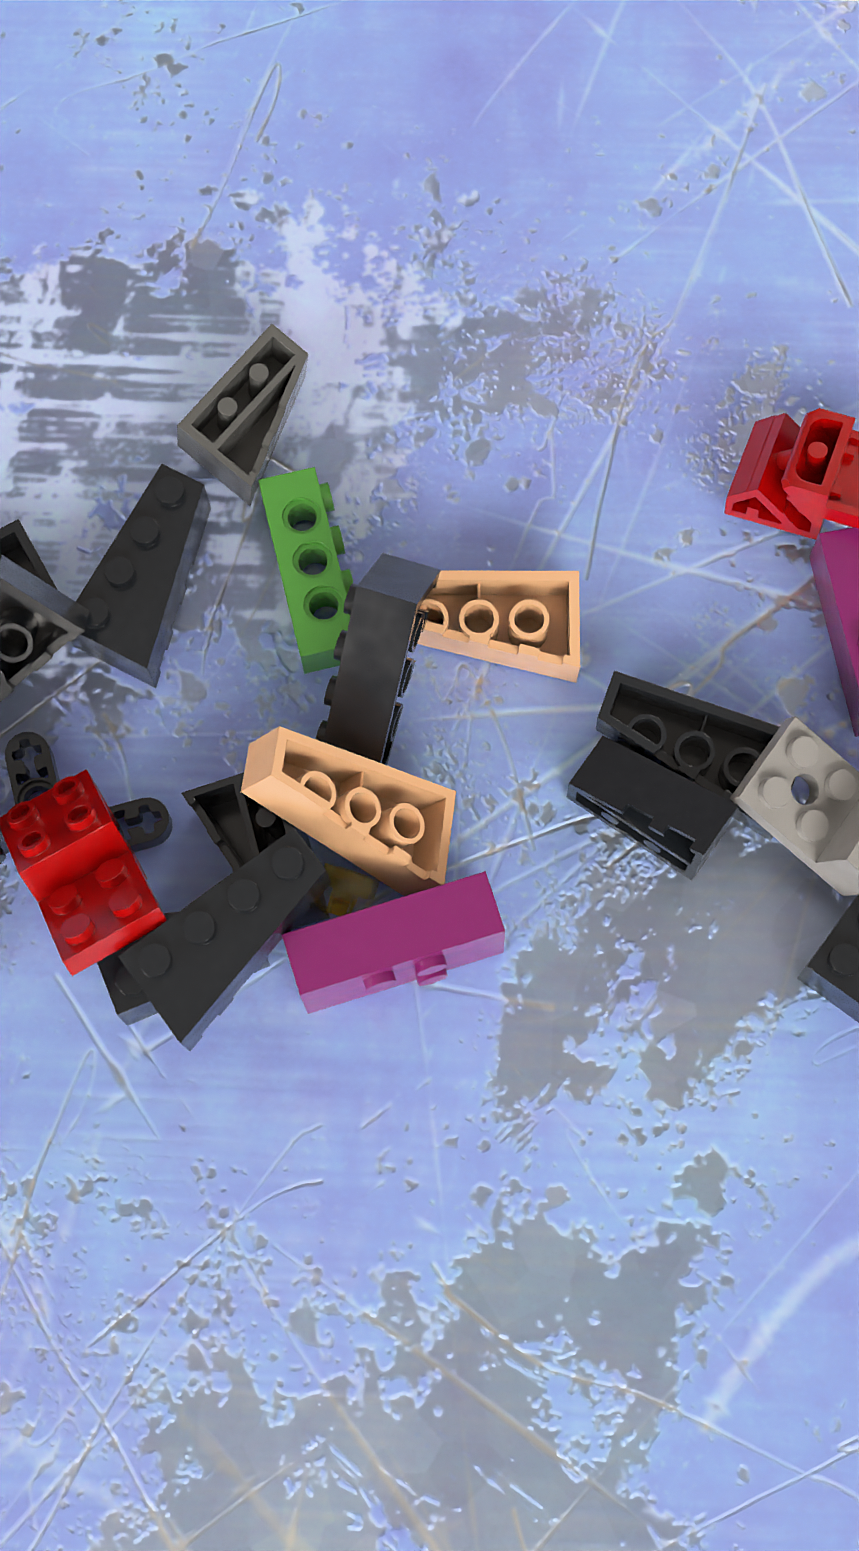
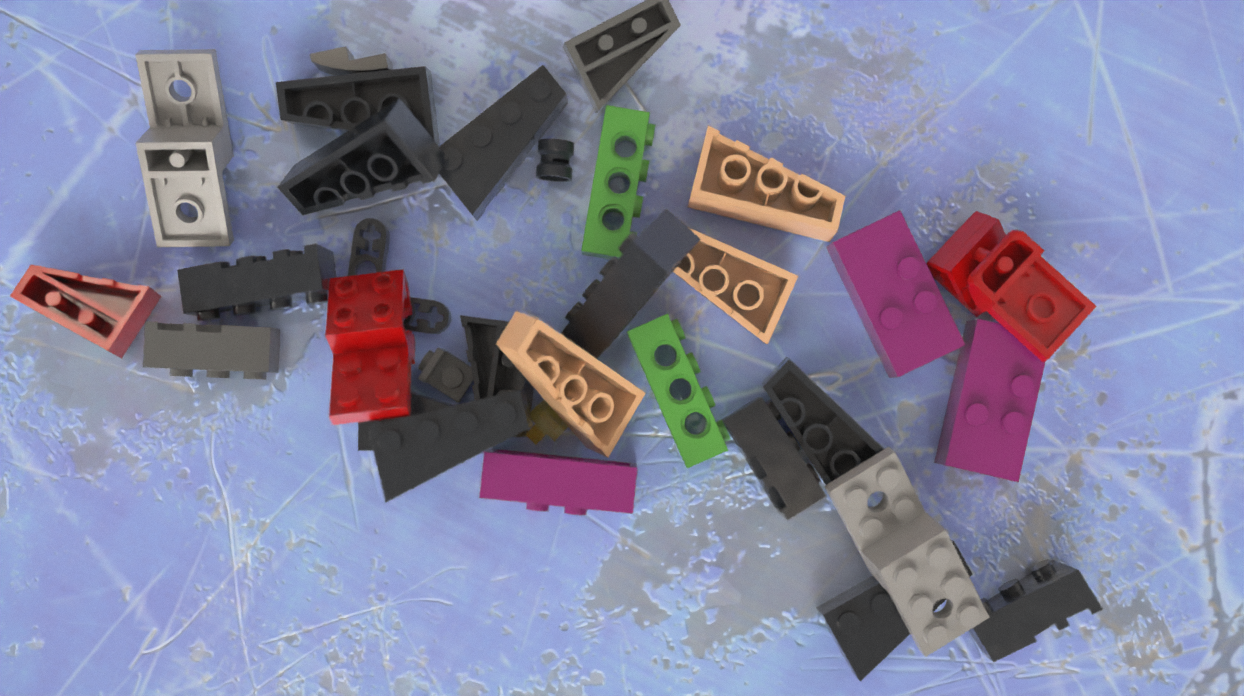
camera: 20 degrees right, 15 degrees up
(186, 878) = (446, 373): none -> dark grey bracket
(222, 571) = (555, 160): none -> black wheel
(491, 502) = (762, 191): none -> light nougat wedge
(541, 838) = (692, 447): none -> bright green brick
(707, 555) = (895, 295): none -> magenta brick

